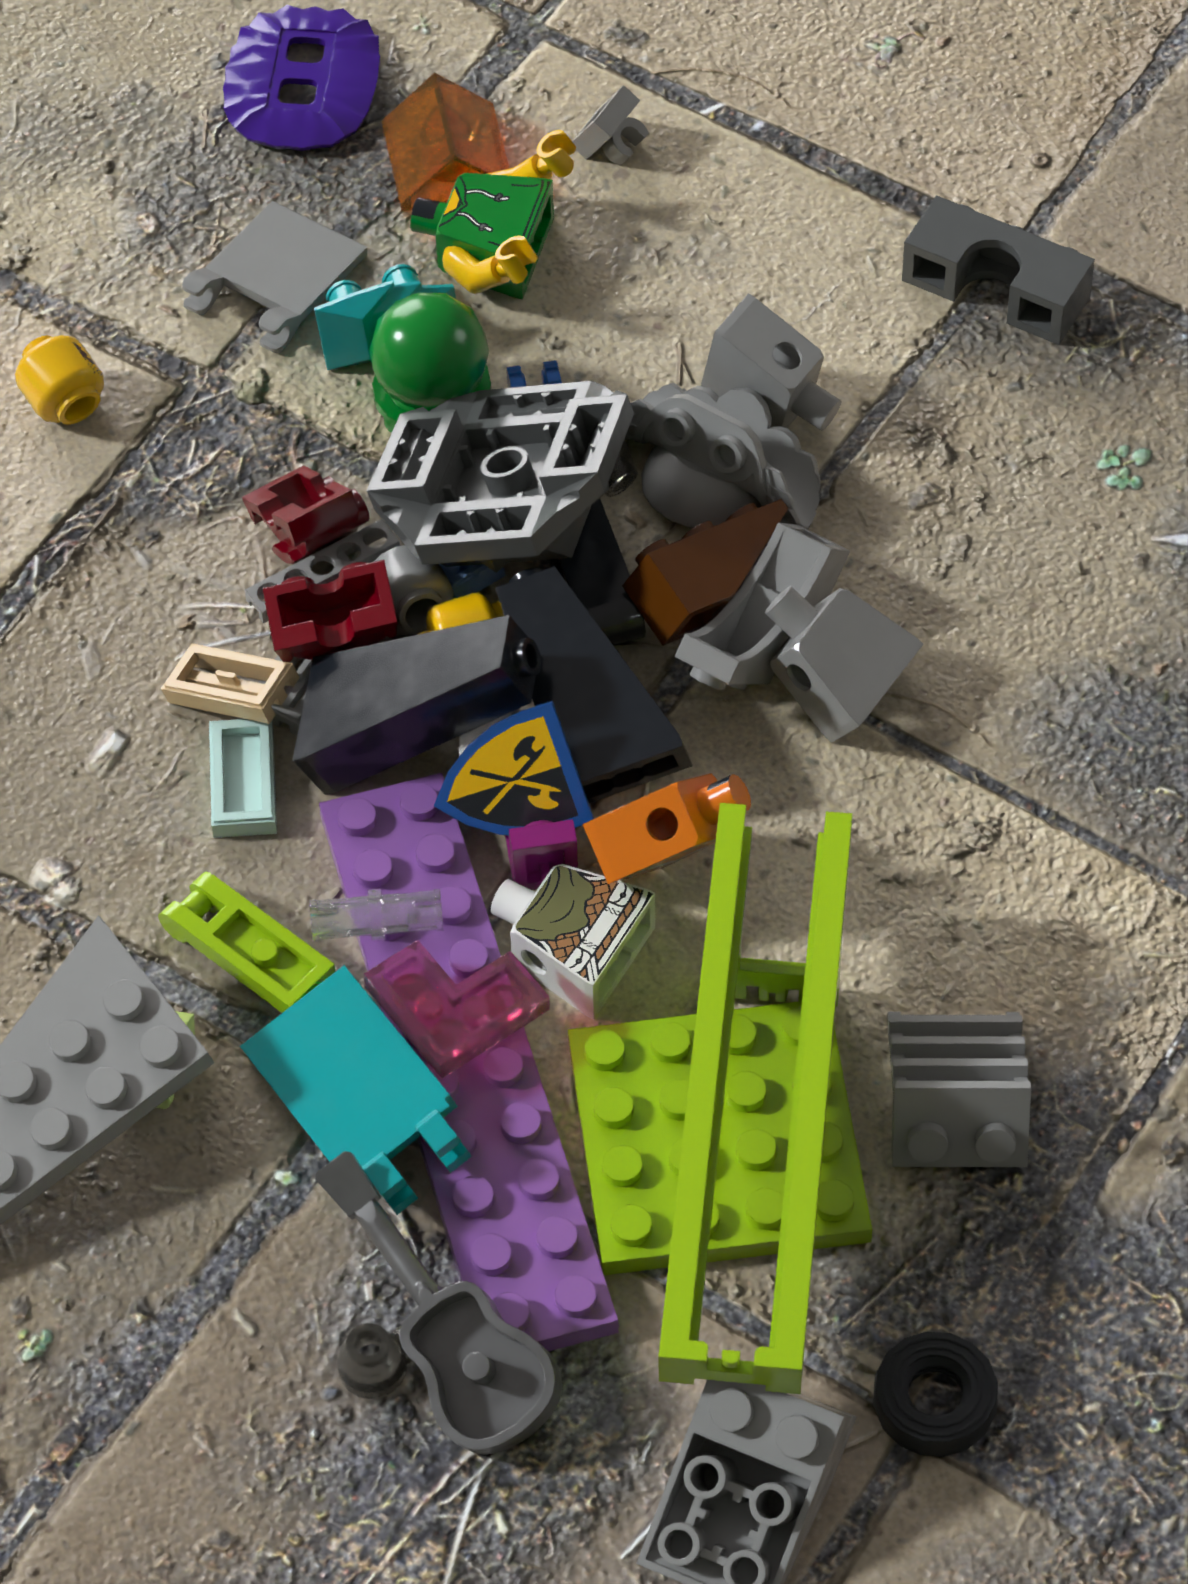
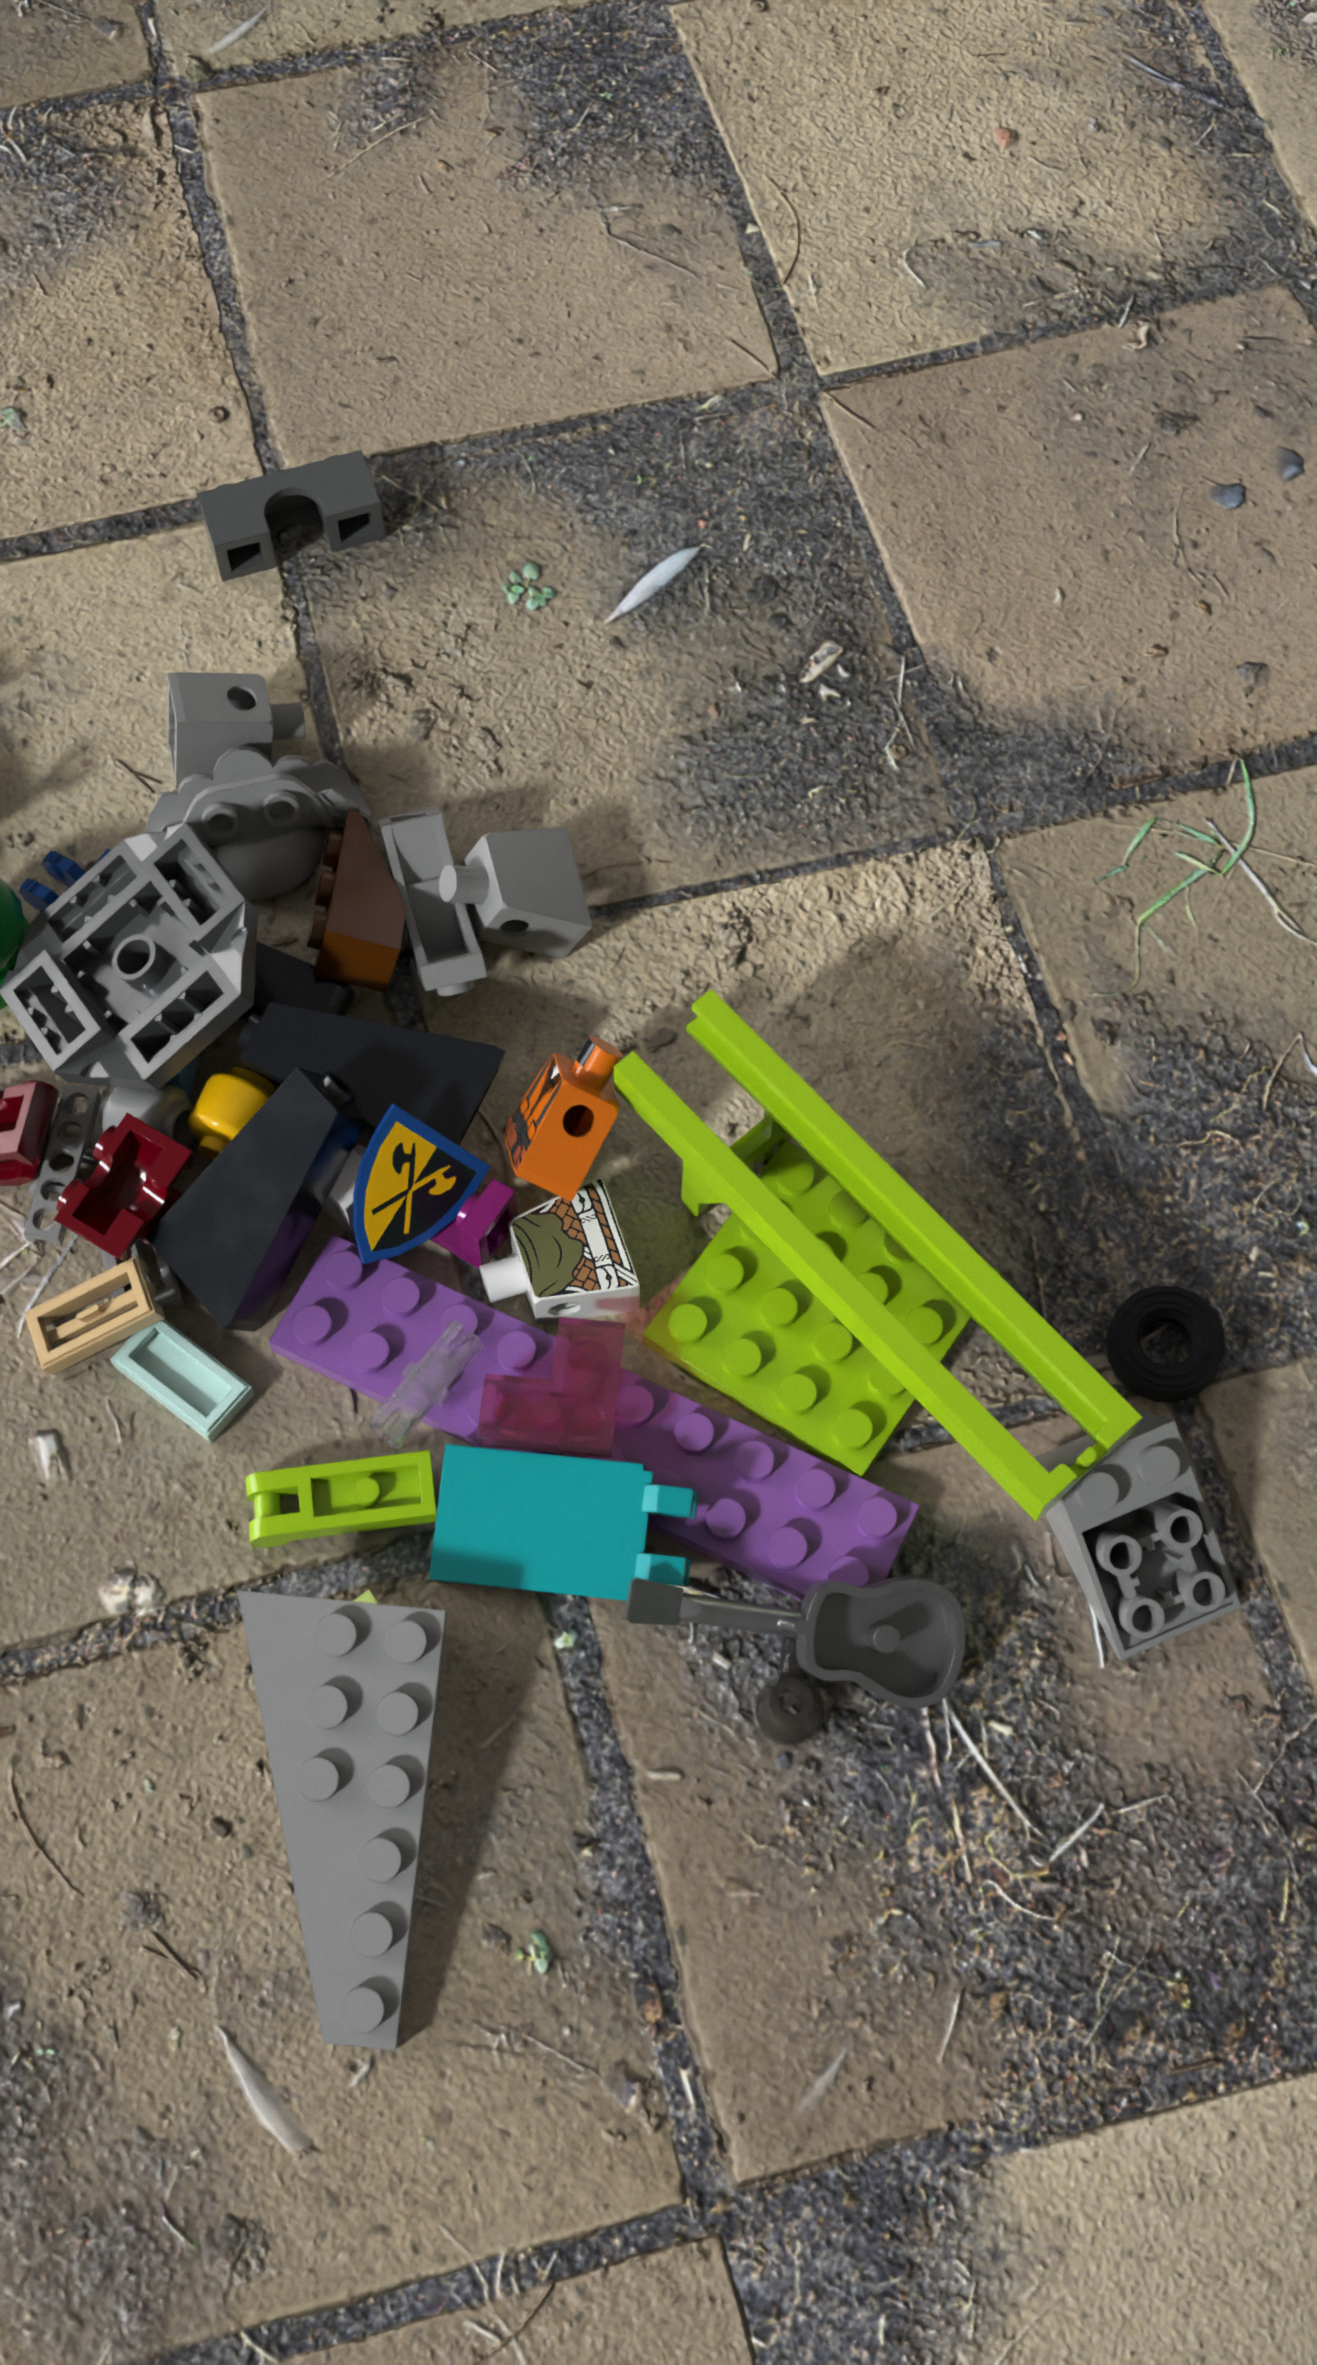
camera: 50 degrees left, 10 degrees up
(959, 1090) = (961, 1134): light grey plate -> none

